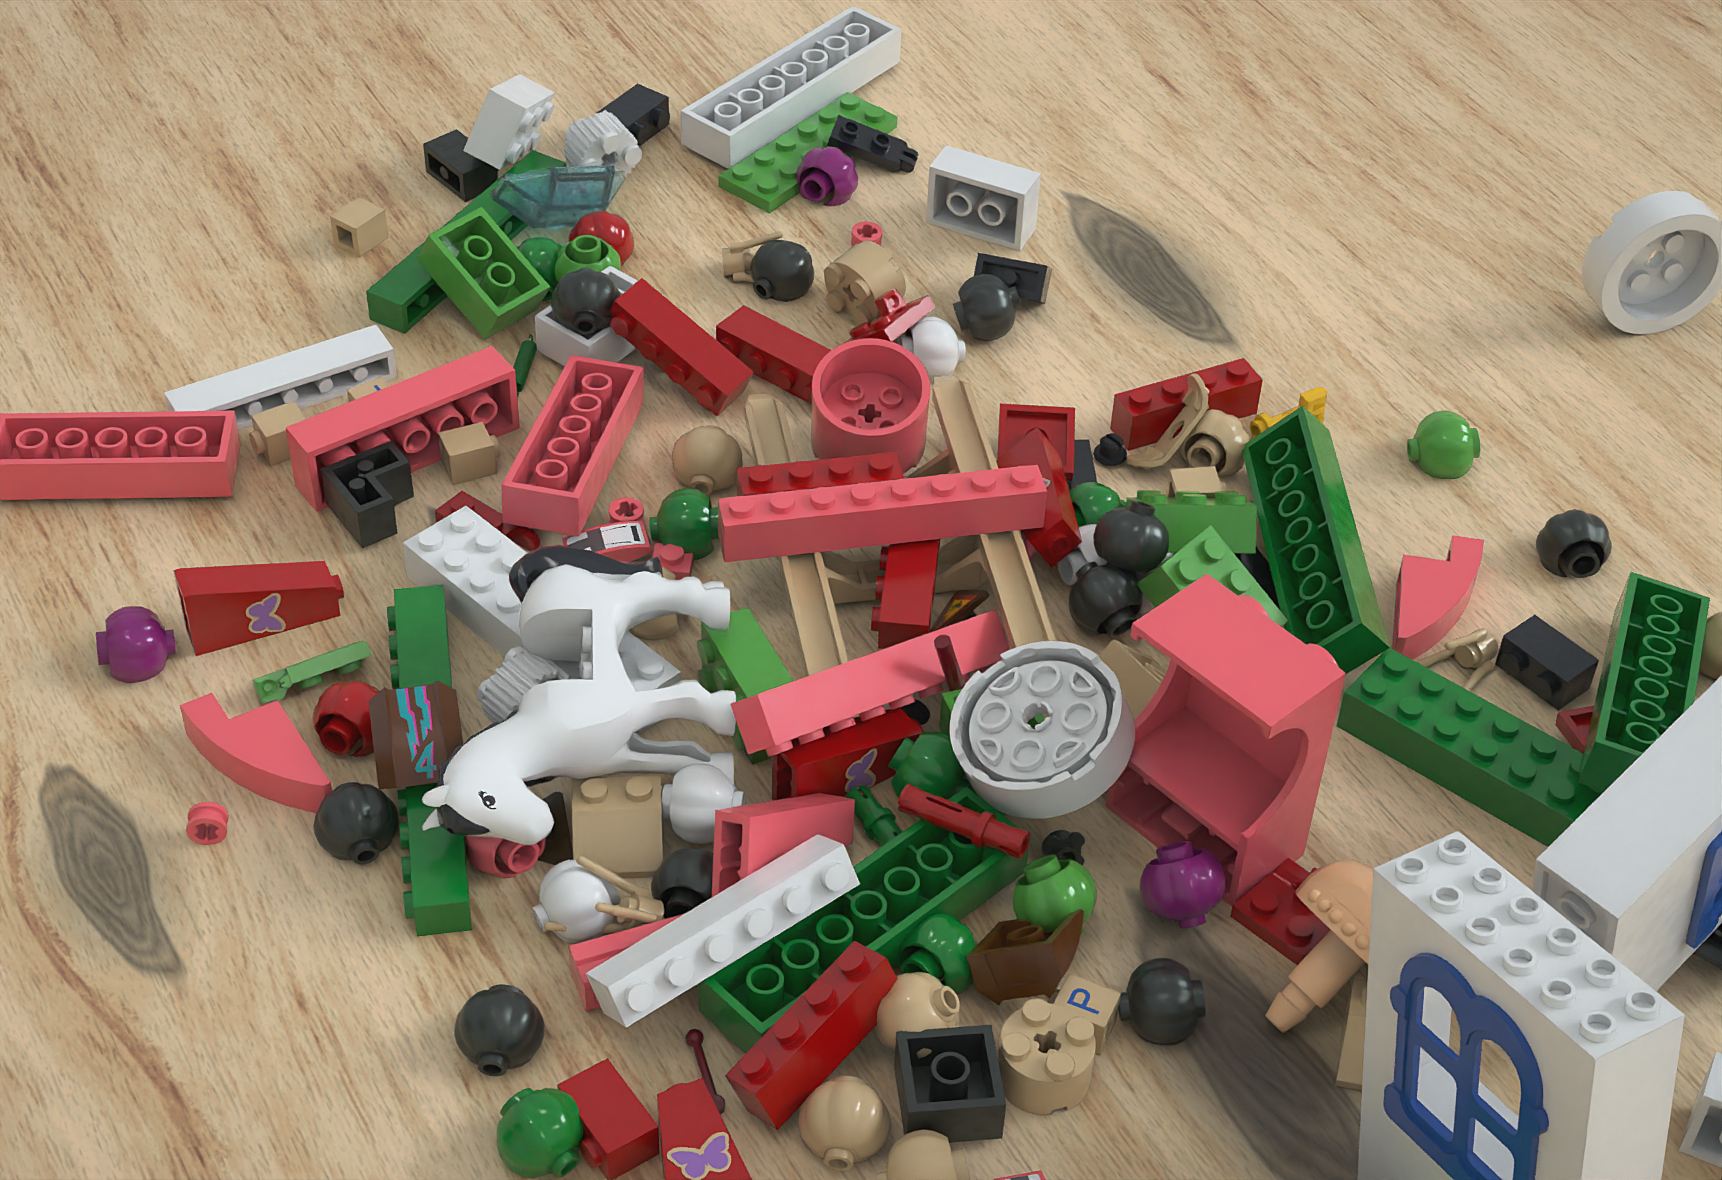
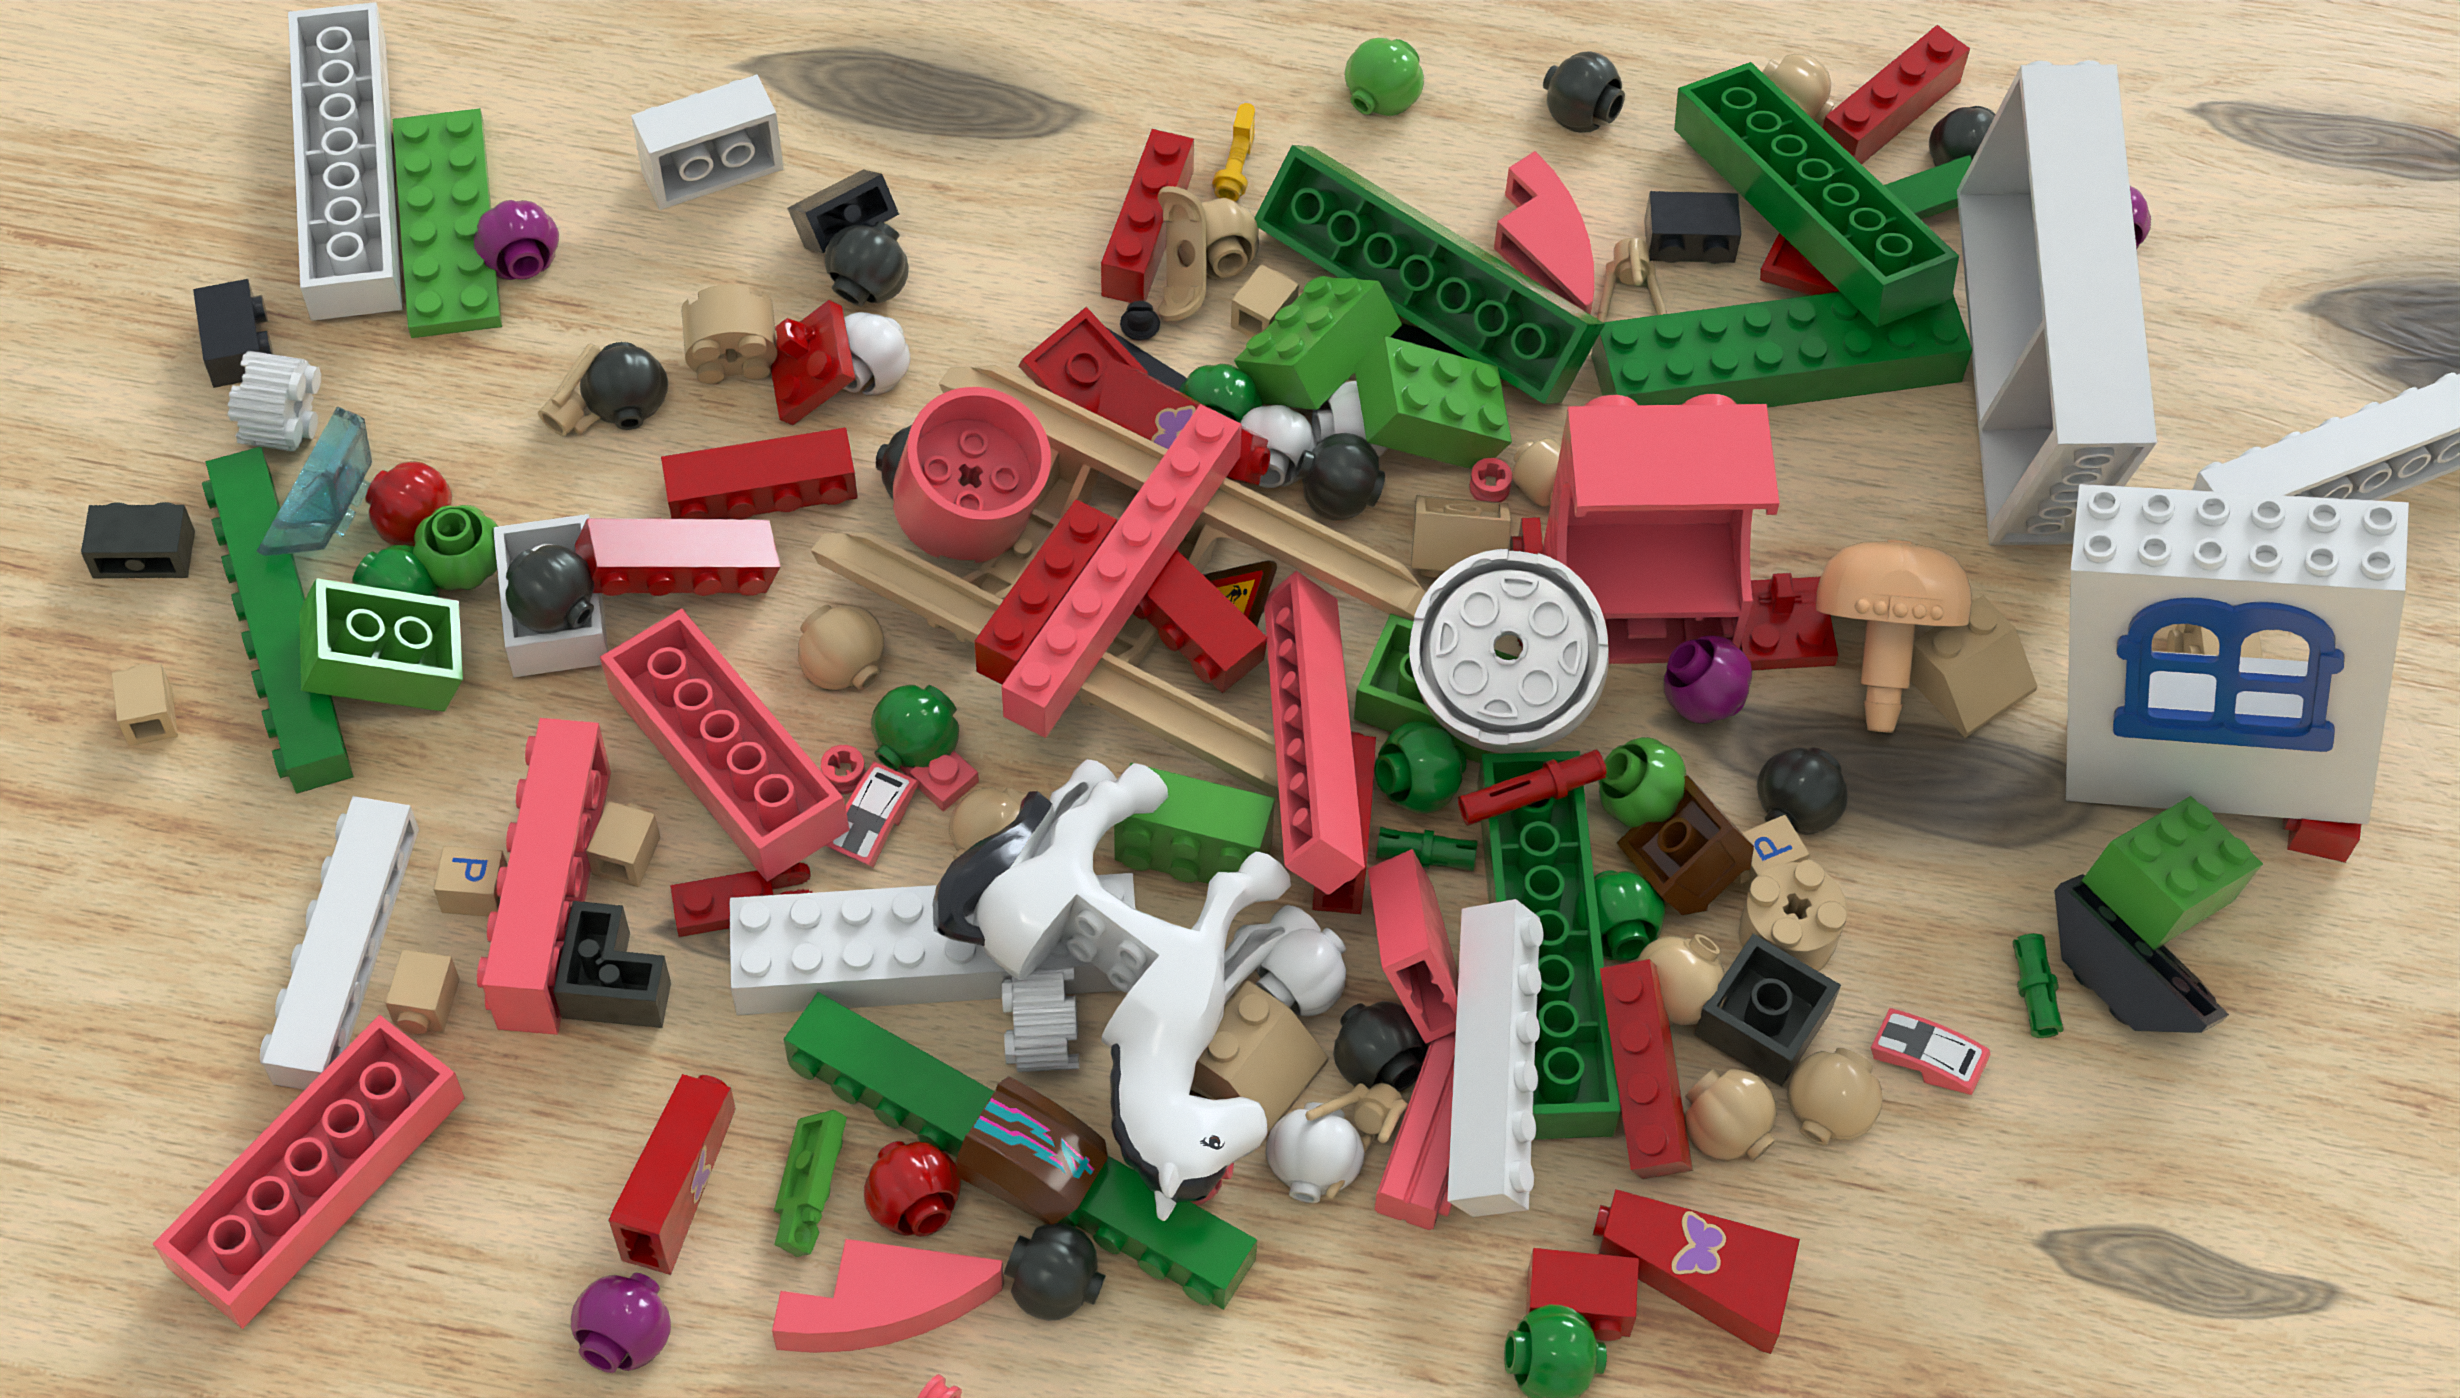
camera: 50 degrees left, 15 degrees up
(499, 1029) = (1410, 1313): pearl dark grey plant -> none
(510, 121) = (159, 451): white brick -> none
(523, 362) = (518, 699): green piece -> none
(695, 1039) = (1540, 1166): dark red hinge -> none
(866, 229) = (635, 263): coral bush -> none
(872, 145) = (508, 166): black hinge -> none
(949, 662) = (1353, 664): dark red bar -> none
(1064, 841) = (1586, 736): pearl dark grey plate -> none
(1132, 538) = (1325, 403): pearl dark grey plant -> none

